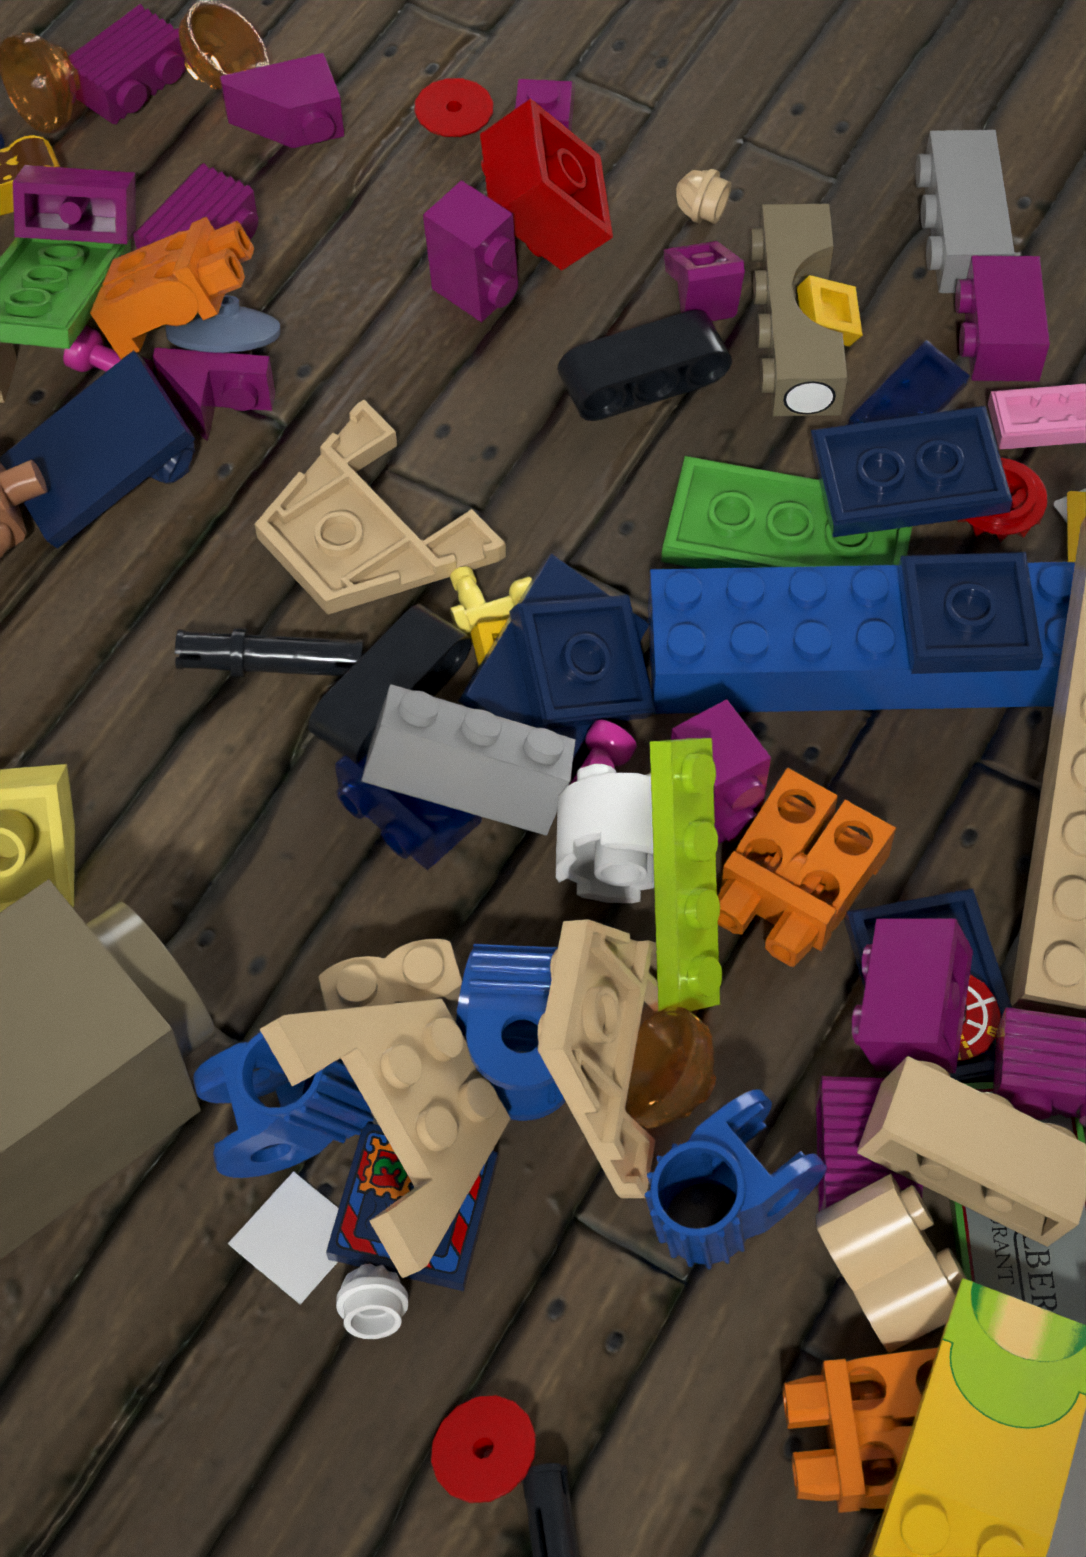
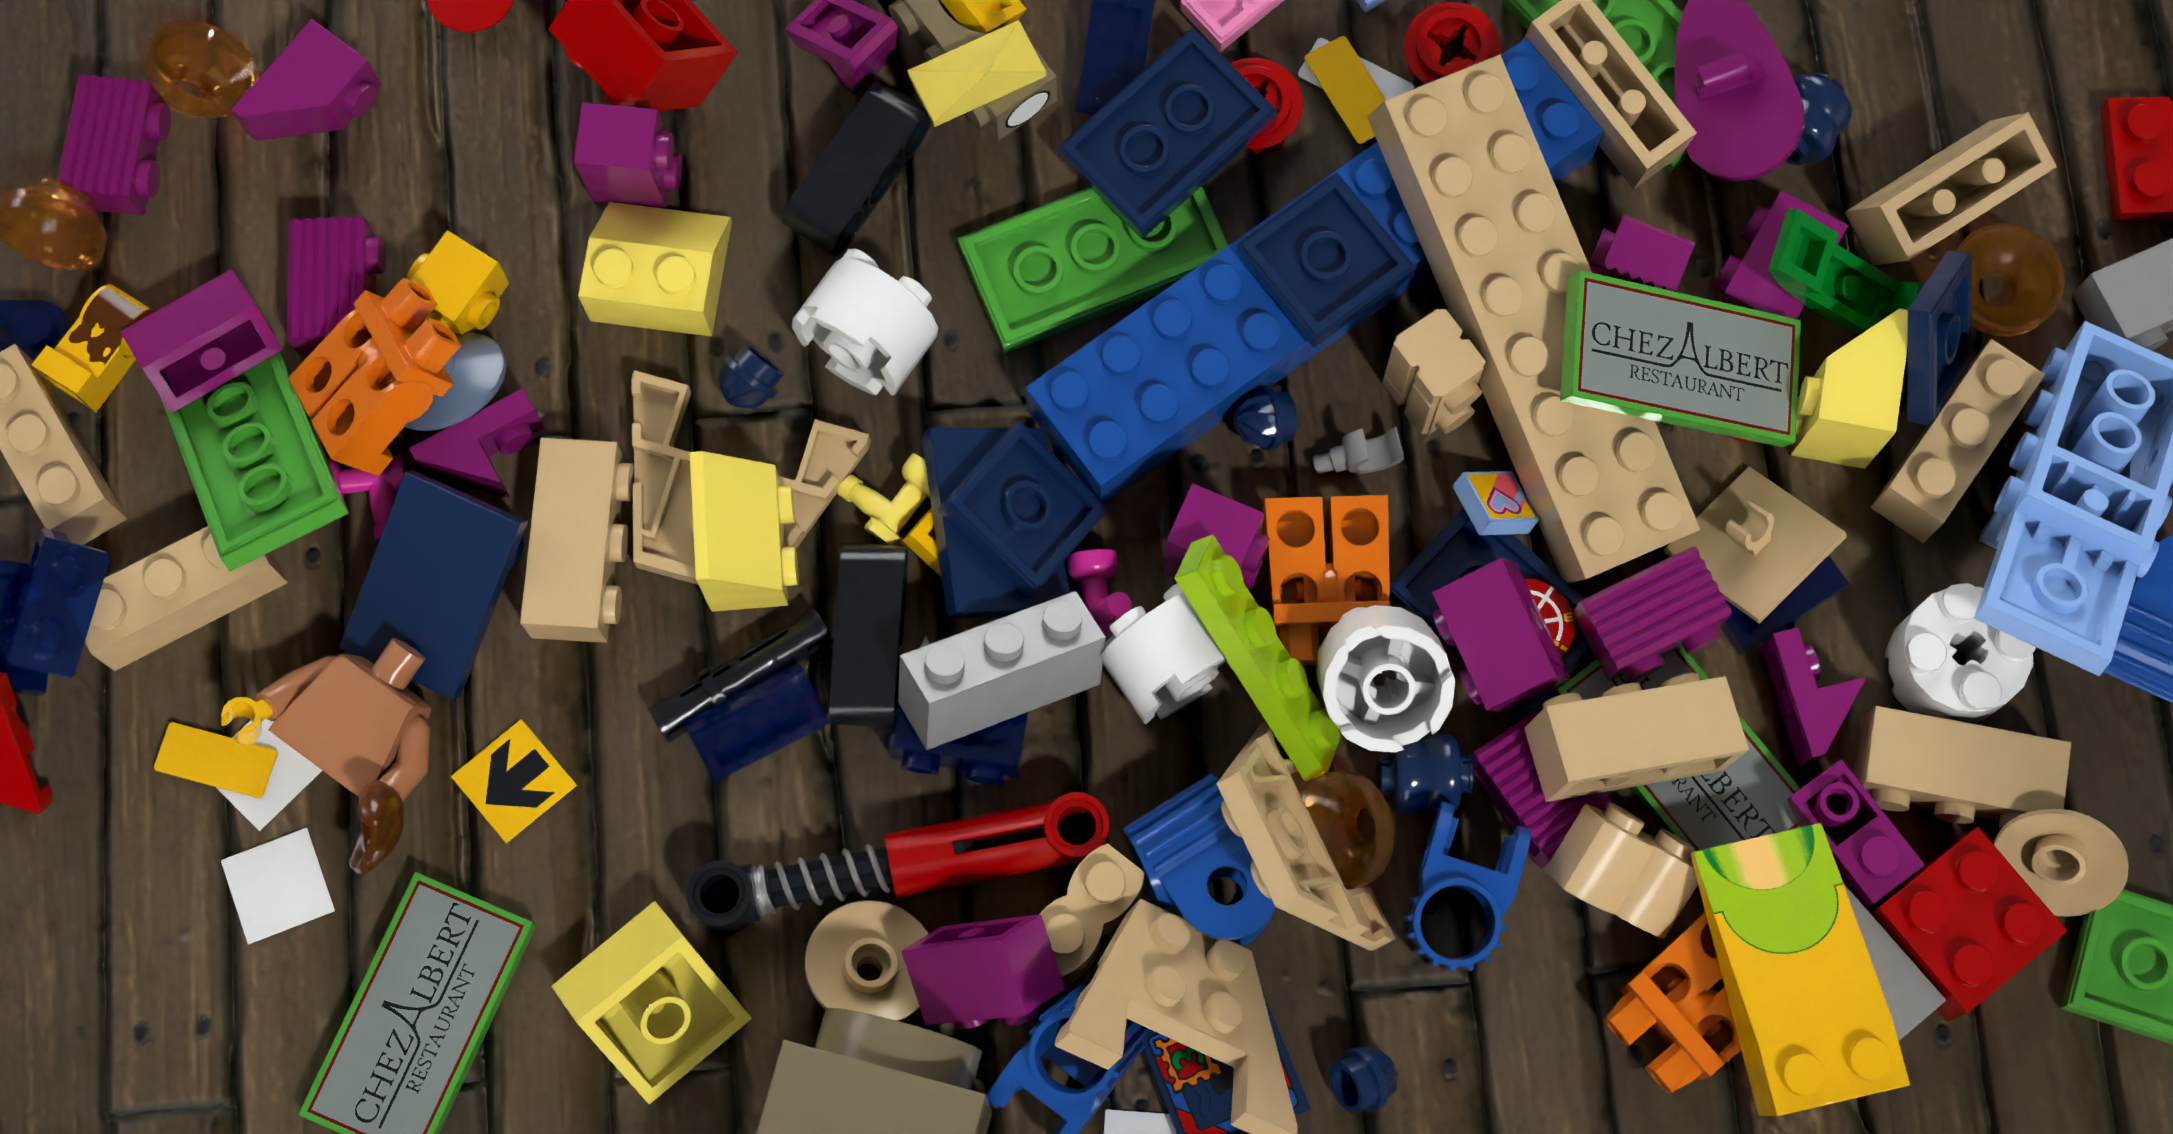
camera: 35 degrees left, 15 degrees up
(44, 629) = (513, 781): none -> yellow sticker
(209, 903) = (858, 936): none -> tan dish
(223, 486) = (576, 540): none -> tan brick
(252, 692) = (757, 722): none -> clear blue plate
(268, 972) = (984, 972): none -> magenta brick
(279, 866) = (911, 862): none -> piece
(284, 276) = (462, 283): none -> yellow brick
(340, 531) = (740, 532): none -> light yellow slope
(434, 348) = (655, 268): none -> light yellow slope
(446, 456) = (748, 378): none -> dark blue plate
(528, 1290) = (1363, 1079): none -> dark blue plate
(563, 461) = (867, 323): none -> white brick
(745, 957) = (1403, 708): none -> white brick
(771, 1064) = (1425, 775): none -> dark blue piece
(784, 340) = (976, 73): none -> light yellow slope
(835, 720) = (1266, 418): none -> dark blue plate
(897, 801) = (1360, 454): none -> light grey piece
(990, 900) = (1495, 503): none -> tile
(1005, 759) = (1434, 373): none -> tan brick

